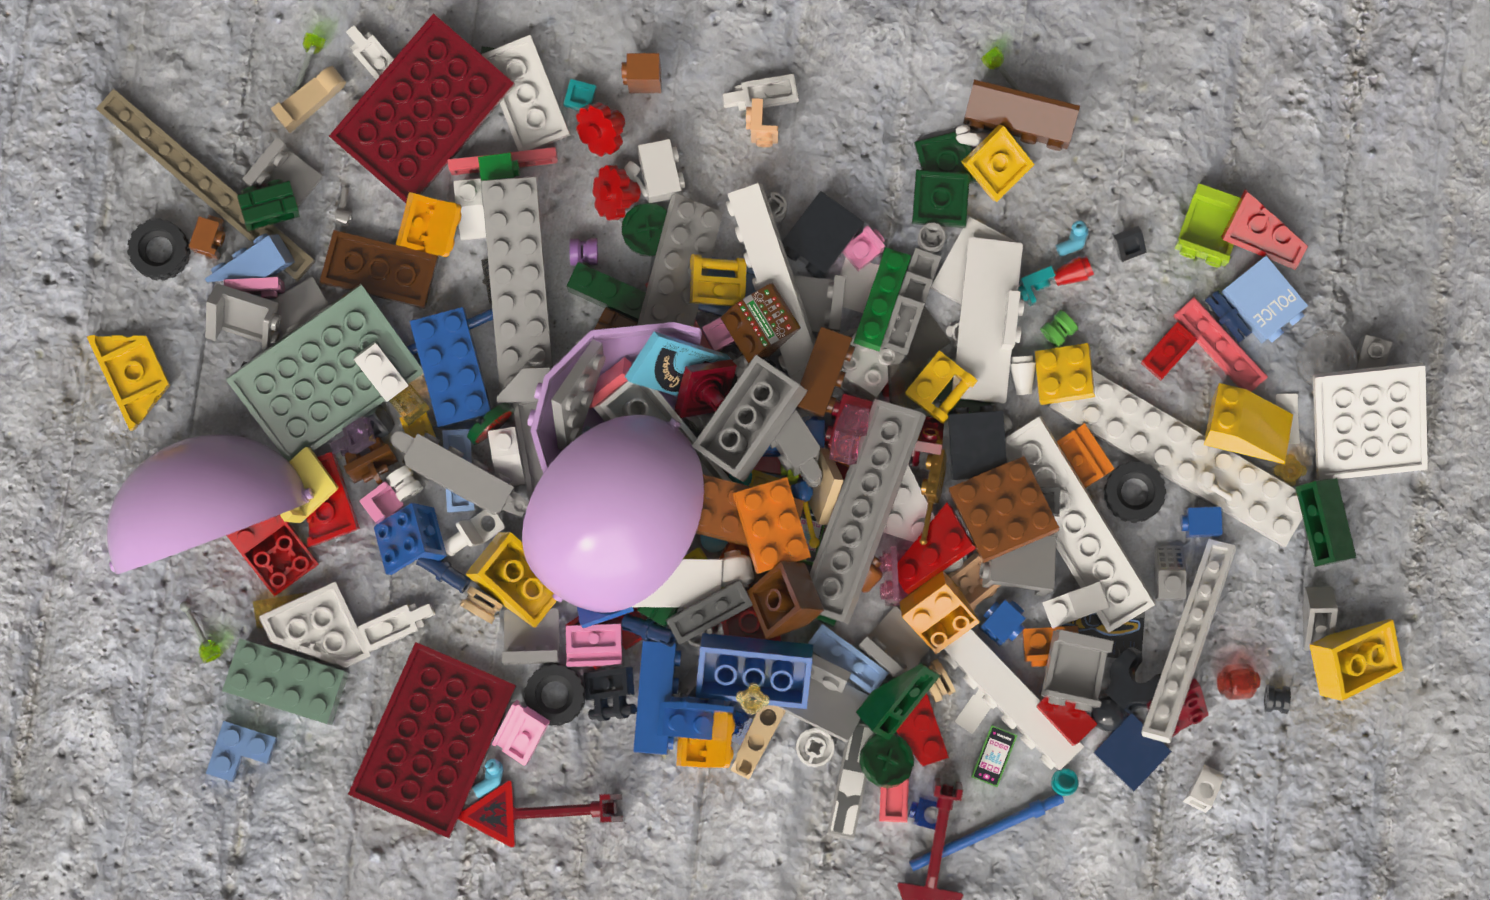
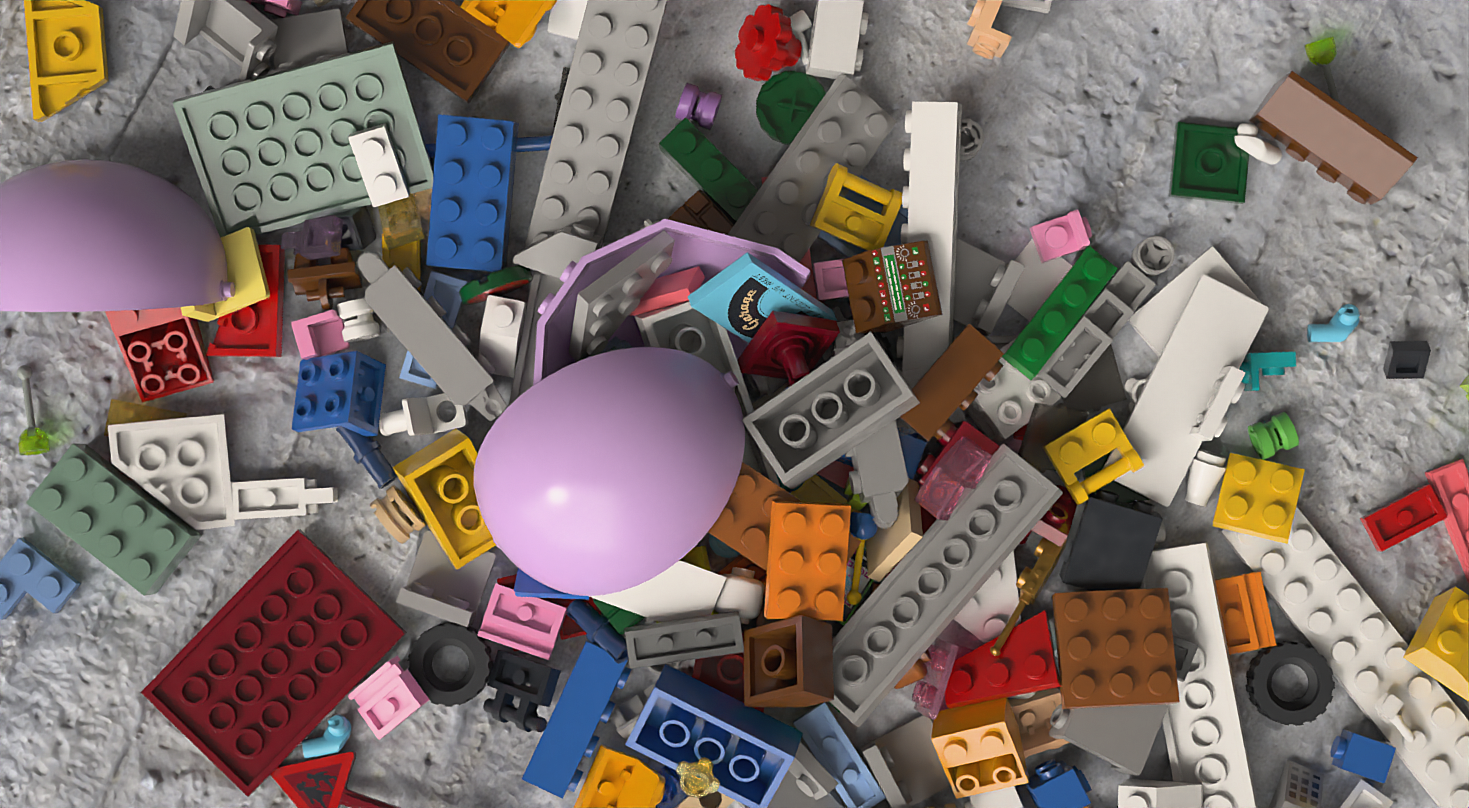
camera: 20 degrees right, 5 degrees up
(689, 717) = (607, 764): blue bracket -> none
(821, 235) = (1013, 199): black panel -> none
(940, 198) = (1185, 209): dark green tile -> none
(998, 163) = (1276, 190): yellow plate -> none
(1074, 271) = (1321, 368): red cone -> none

